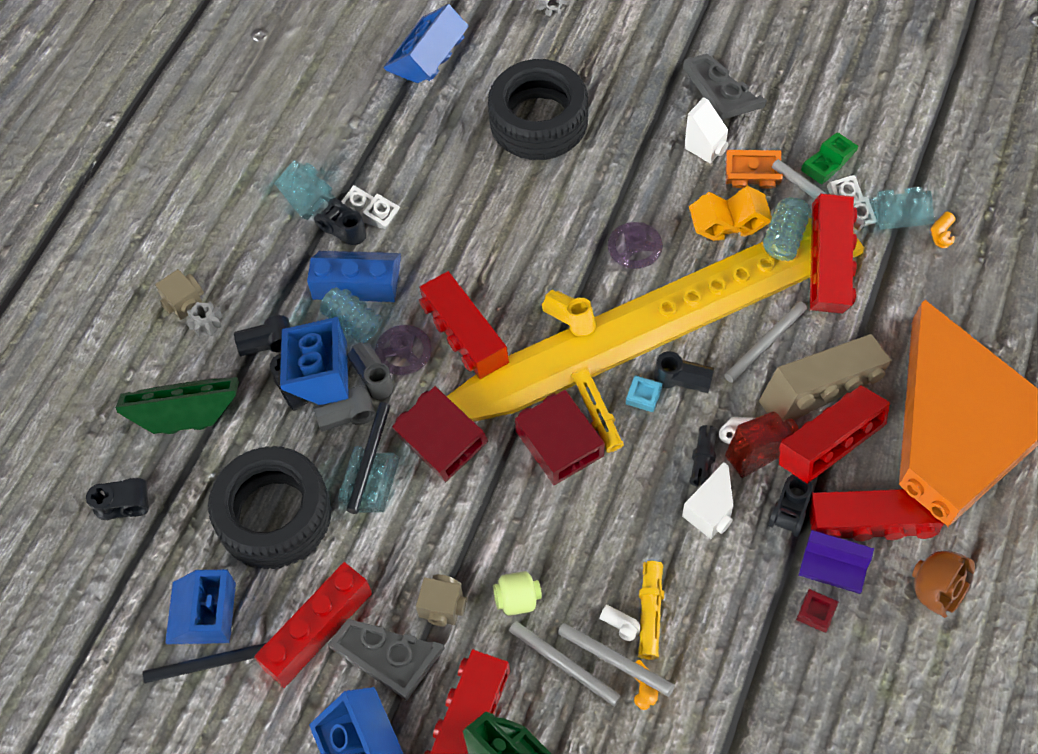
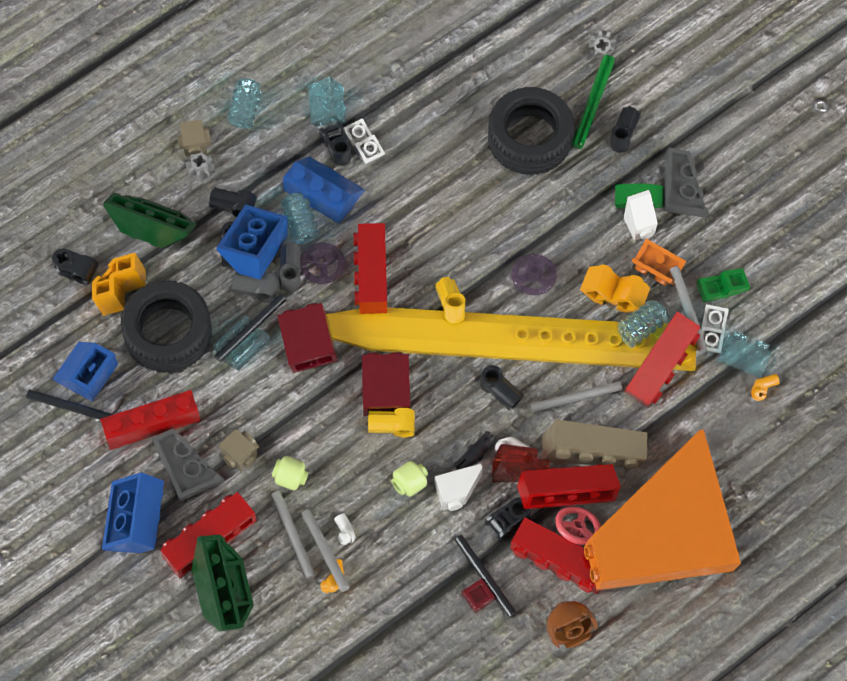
camera: 25 degrees right, 5 degrees up
(184, 479) = (123, 275): none -> light orange brick
(215, 232) = (244, 103): none -> clear light blue piece
(428, 45) = (486, 31): slope -> none
(577, 53) = (593, 101): none -> green axle
(598, 470) = (399, 422): none -> yellow piece
(611, 438) = (423, 390): yellow pin -> none
(628, 66) = (624, 129): none -> black piece
(644, 393) = (465, 386): medium azure tile -> none
(651, 597) = (375, 525): yellow pin -> none
(655, 523) = (409, 478): none -> yellowish green head
(675, 121) = (623, 191): none -> green slope
(808, 583) = (484, 574): none -> black bar
(836, 561) = (512, 572): dark purple panel -> none
(873, 476) = (576, 530): none -> coral piece

